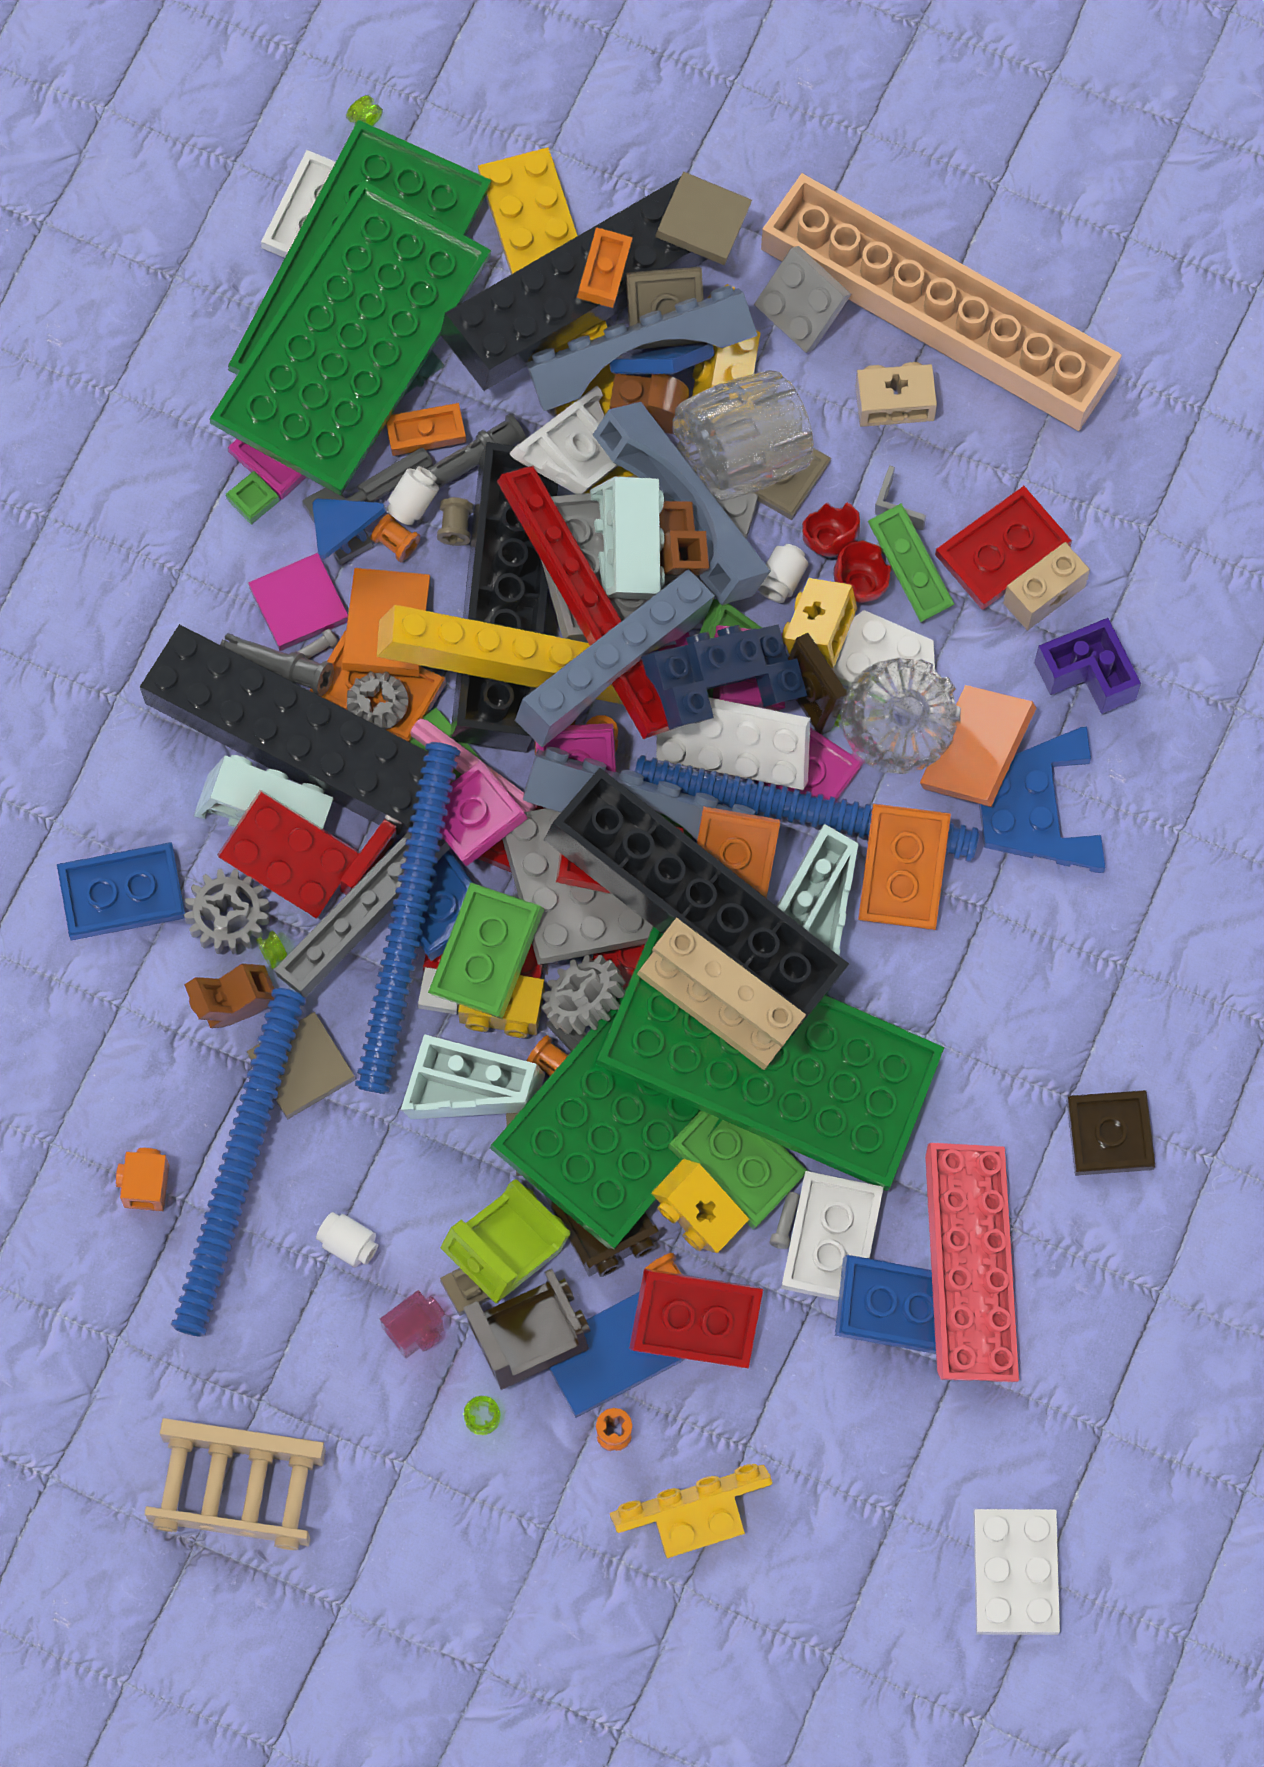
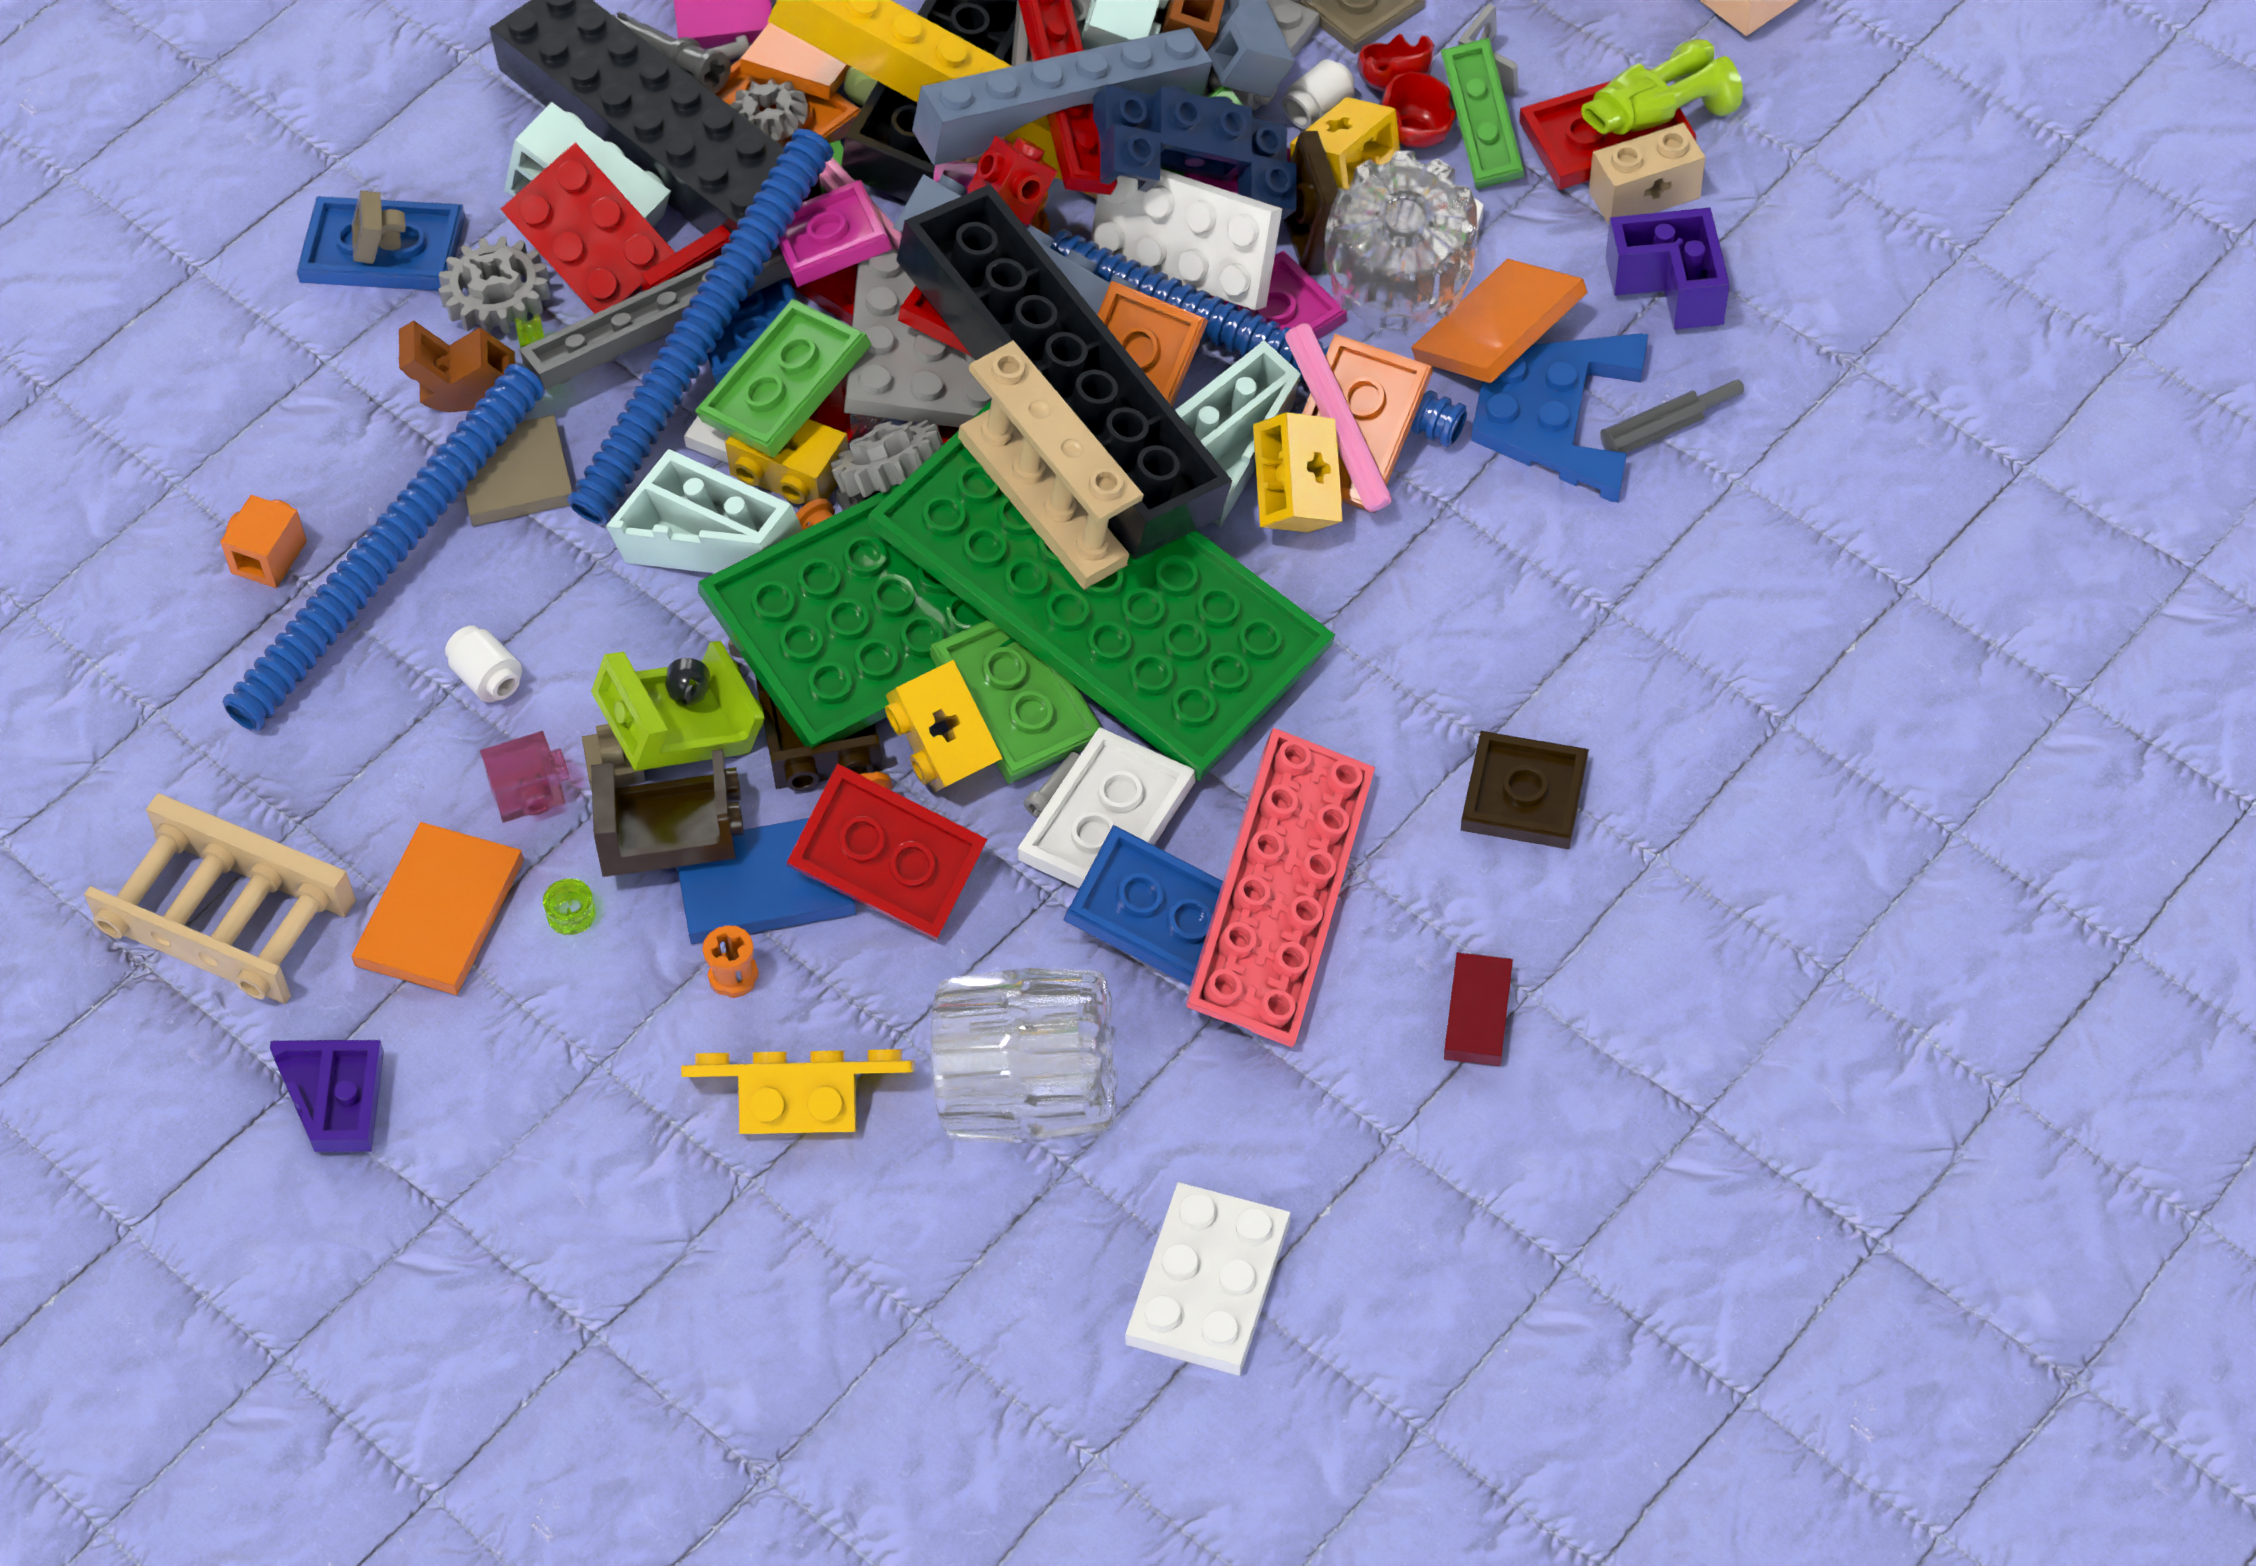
camera: 20 degrees right, 15 degrees down
(119, 890) = (374, 227): none -> dark tan tile
(374, 1607) = (333, 1089): none -> dark purple wing
(389, 1442) = (438, 908): none -> orange tile
(505, 1219) = (679, 676): none -> black hinge
(606, 745) = (1015, 174): none -> red brick
(852, 1457) = (1024, 1055): none -> clear wheel
(881, 926) = (1297, 472): none -> yellow brick
(895, 871) = (1333, 405): none -> bright pink axle
(1025, 525) = (1643, 99): none -> lime piece
(1118, 795) = (1665, 418): none -> dark grey axle
(1131, 1316) = (1478, 1009): none -> dark red tile

